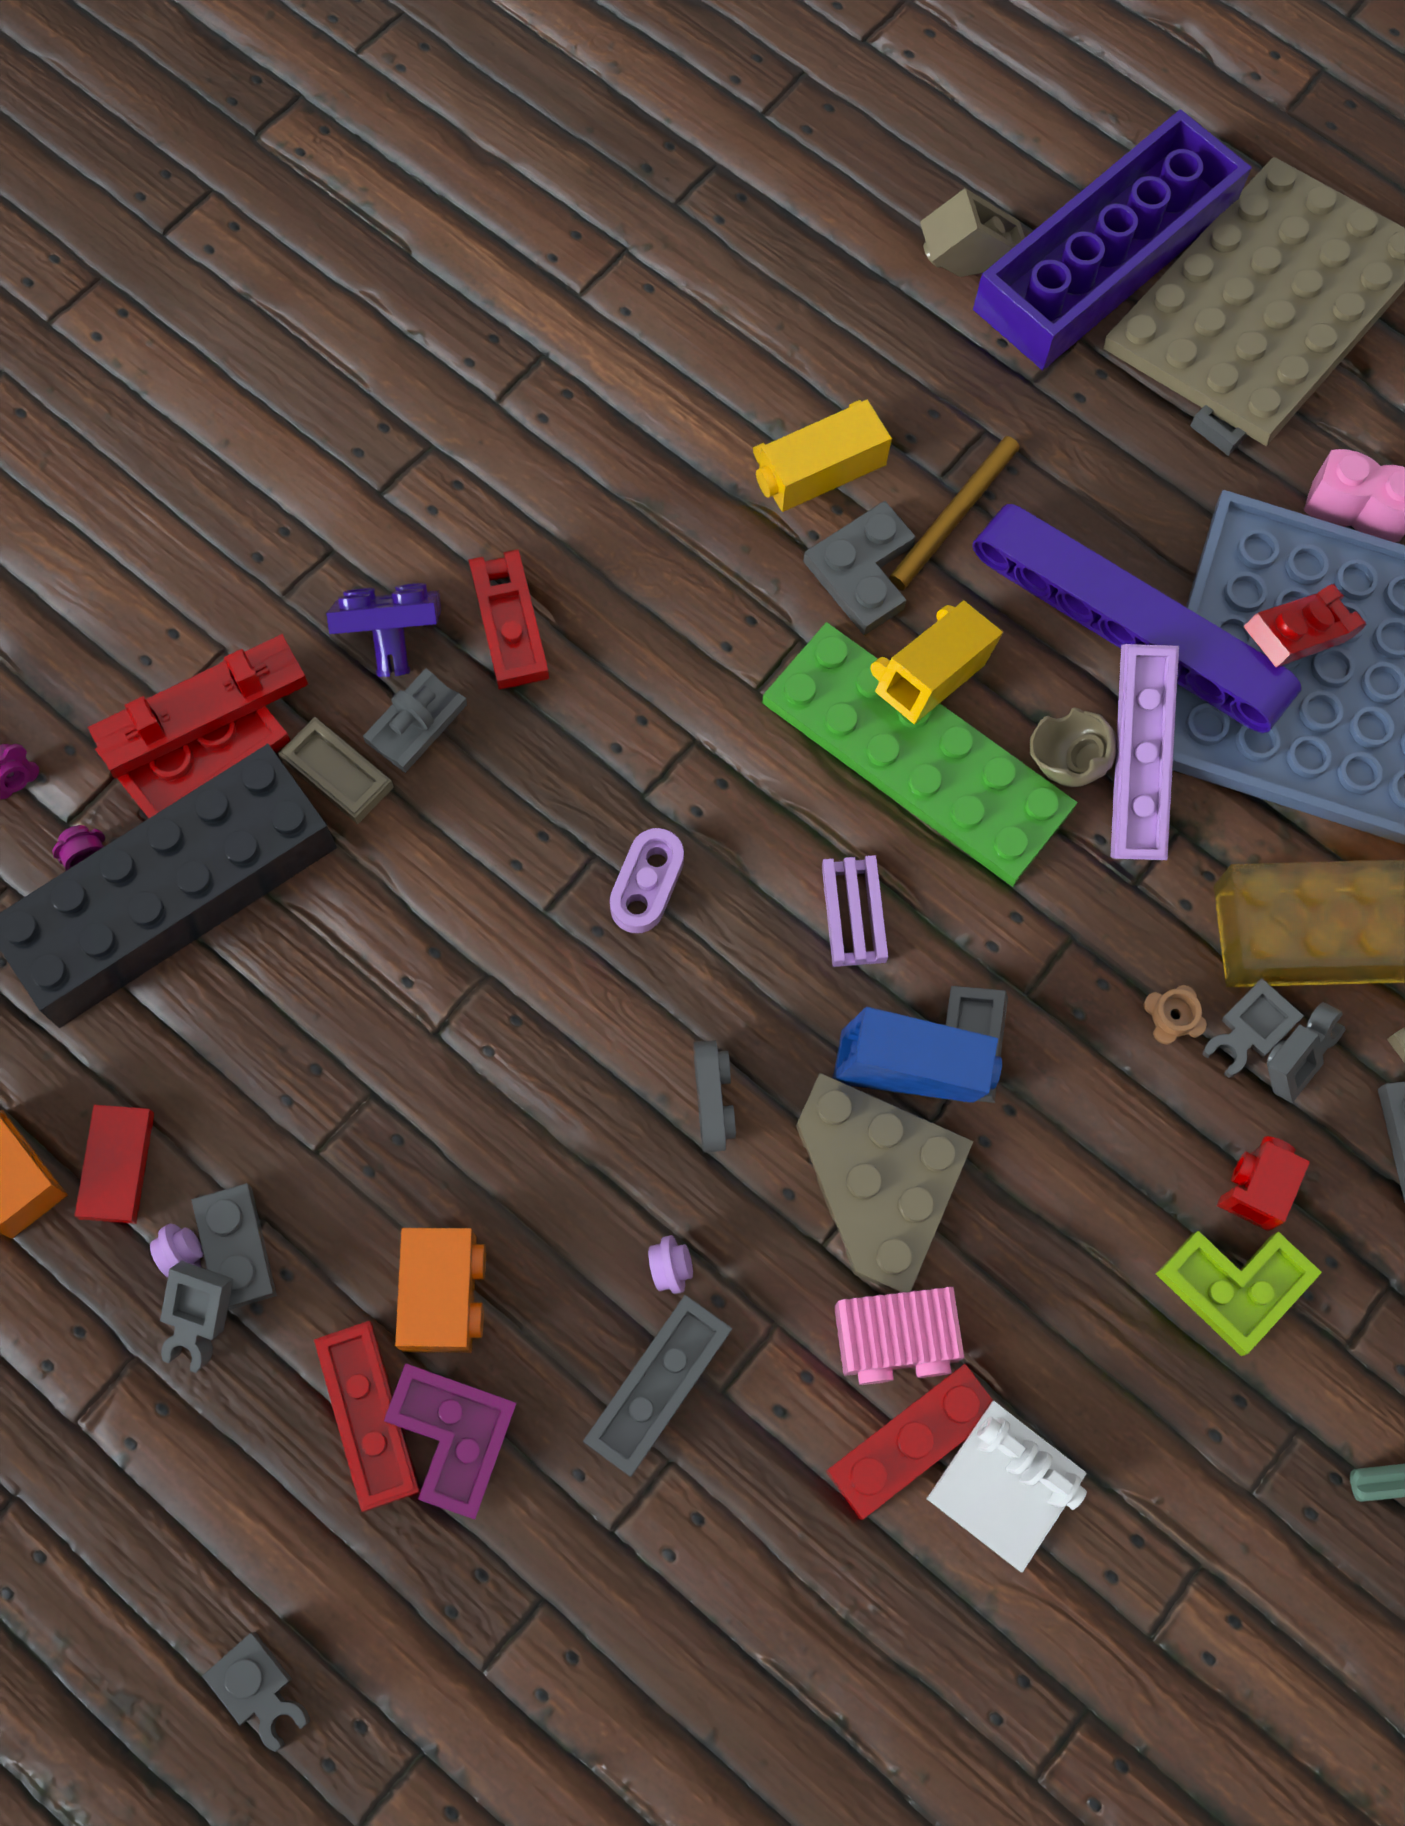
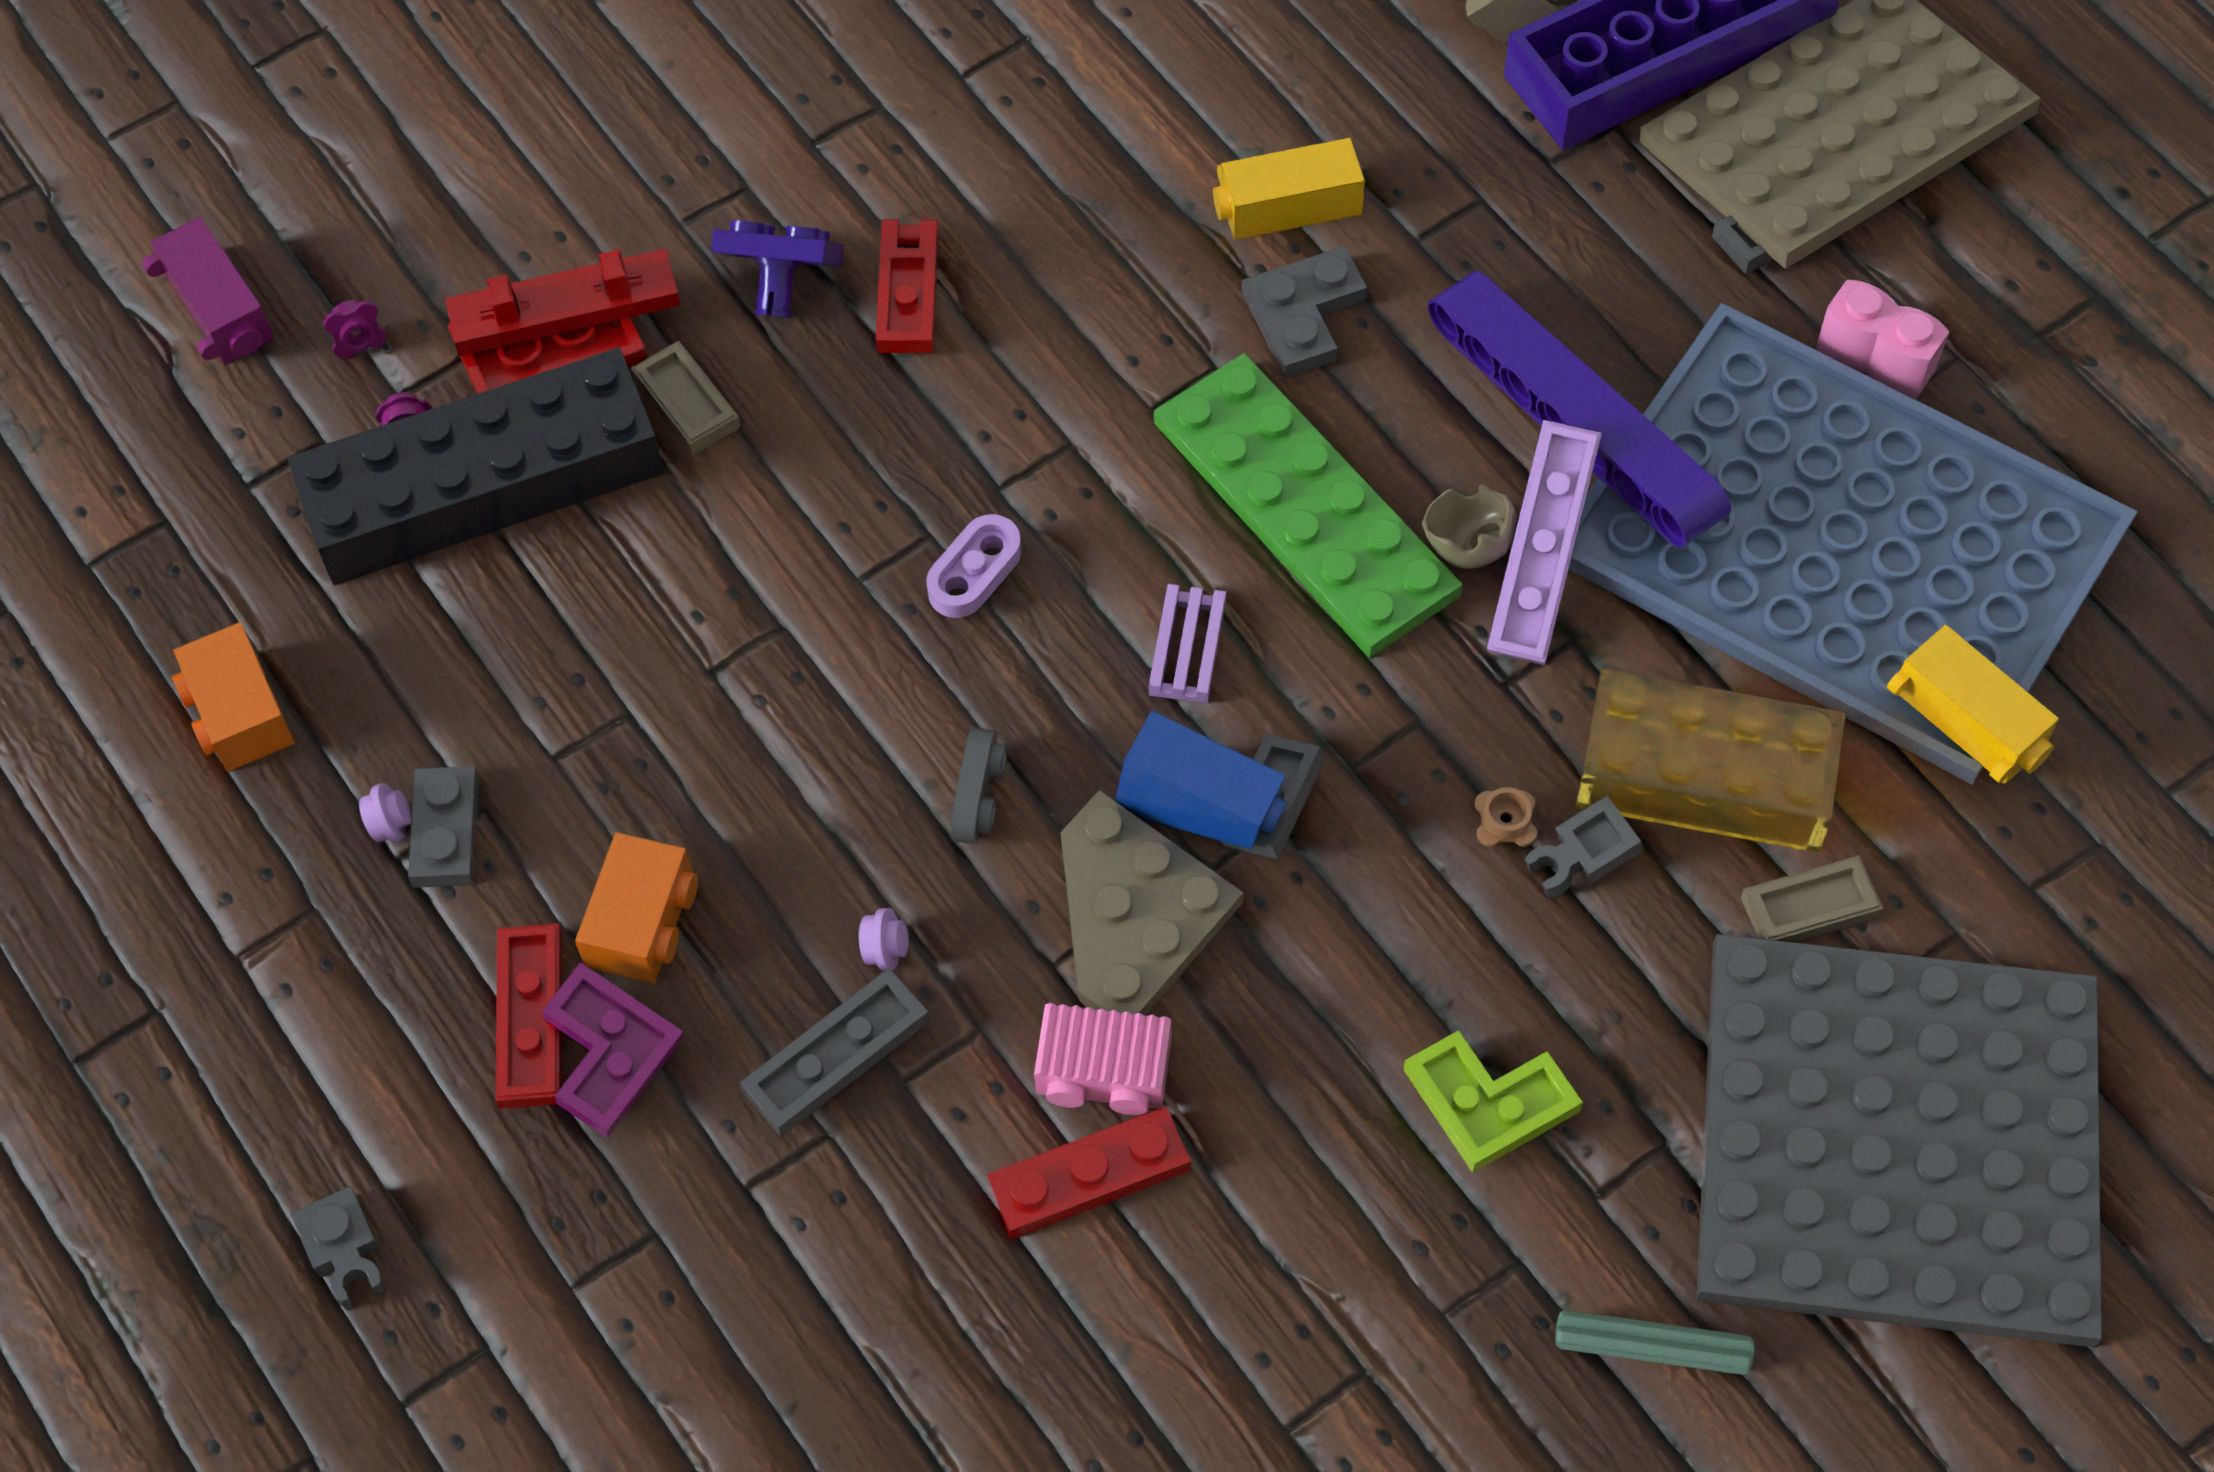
camera: 20 degrees right, 10 degrees down
(114, 1164) = (349, 721): red tile -> none
(197, 1308) = (389, 867): dark grey plate -> none
(414, 720) = (778, 361): dark grey hips -> none
(936, 661) = (1346, 409): yellow brick -> none
(954, 513) = (1419, 274): pearl gold bar -> none
(1008, 1486) = (1174, 1235): white hinge -> none
(1266, 1184) = (1547, 1003): red brick -> none
(1301, 1056) = (1628, 882): dark grey plate -> none
(1304, 626) = (1756, 447): red plate -> none

